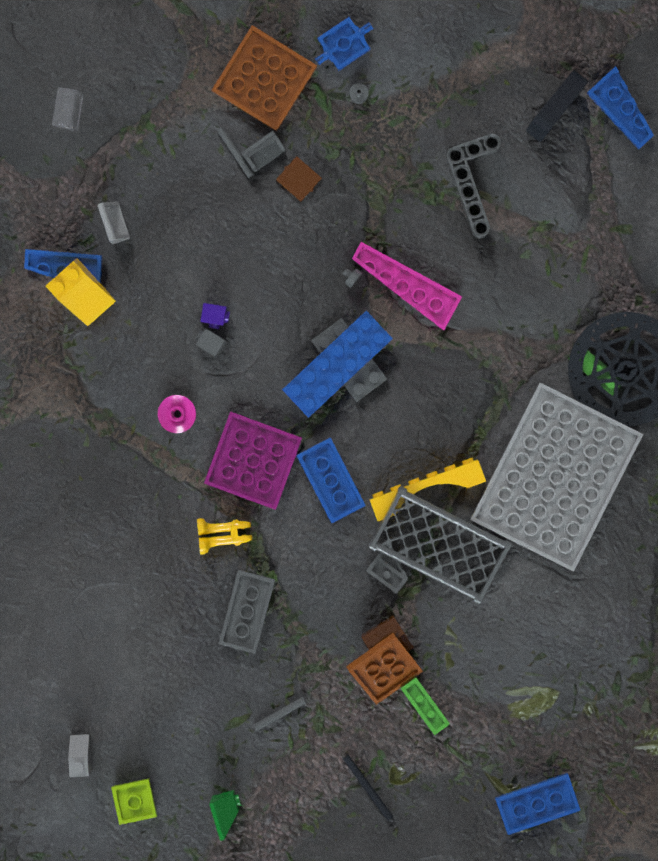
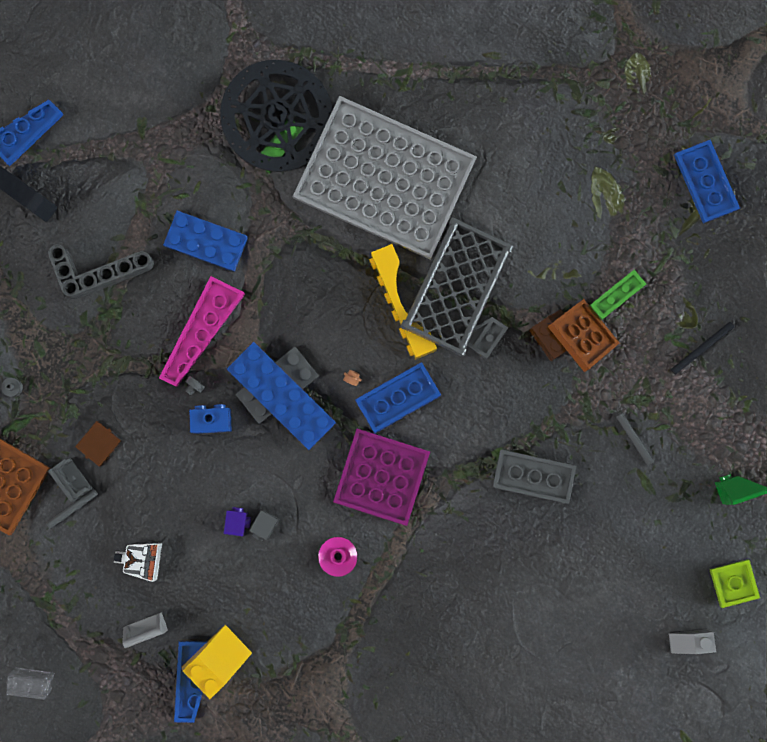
camera: 90 degrees left, 5 degrees down
(181, 219) = (140, 560): none -> torso
(205, 528) = (452, 522): yellow piece -> none
(316, 292) = (210, 420): none -> blue brick
(353, 435) = (352, 377): none -> nougat plate
(499, 291) = (205, 241): none -> blue plate

